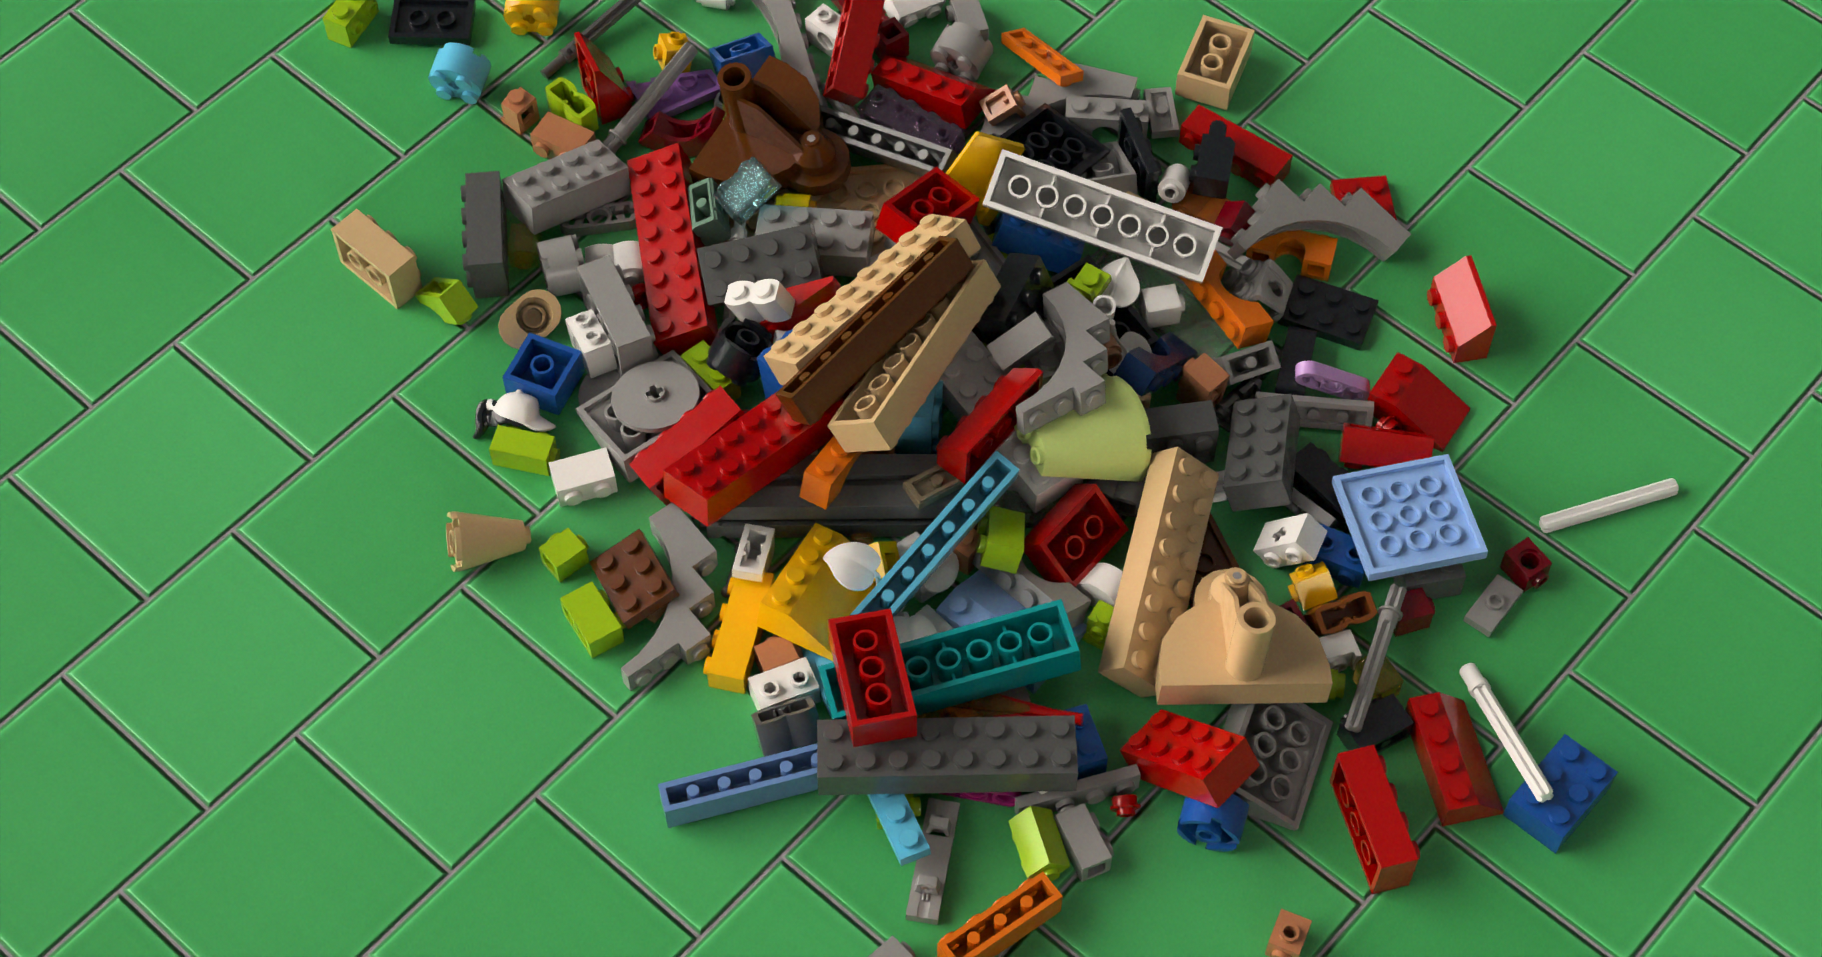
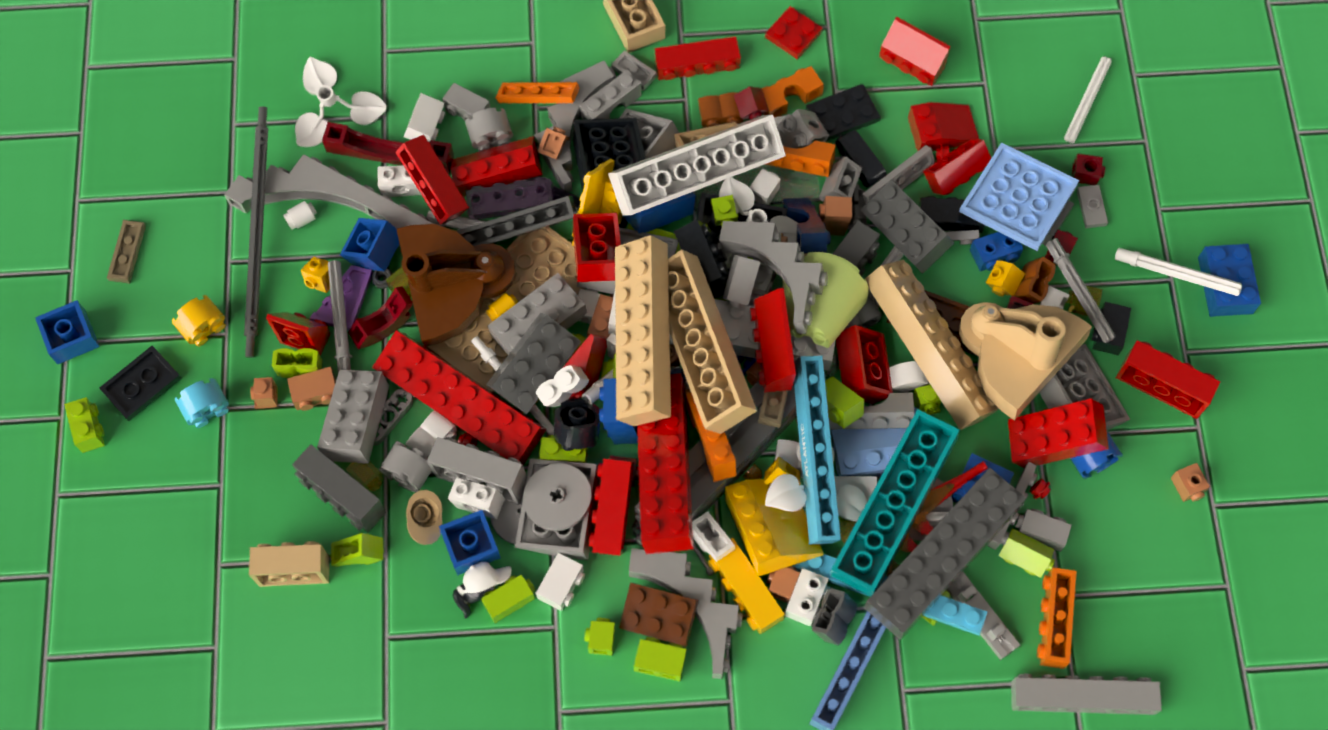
camera: 45 degrees left, 10 degrees up
(483, 538) = (547, 675): tan cone -> none
(707, 215) = (459, 356): sand green brick -> none
(747, 190) = (475, 324): clear light blue brick -> none
(872, 677) = (878, 550): red brick -> none
(875, 330) = (672, 348): reddish brown brick -> none
(1139, 154) = (655, 104): black plate -> none
(1174, 183) = (694, 107): white brick -> none
(1214, 162) = (704, 77): black hinge -> none
(1290, 541) = (971, 264): white brick -> none
(1332, 380) = (894, 152): lavender beam -> none
(1353, 217) = (804, 46): light grey arch -> none
(1452, 759) = (1162, 311): red slope -> none

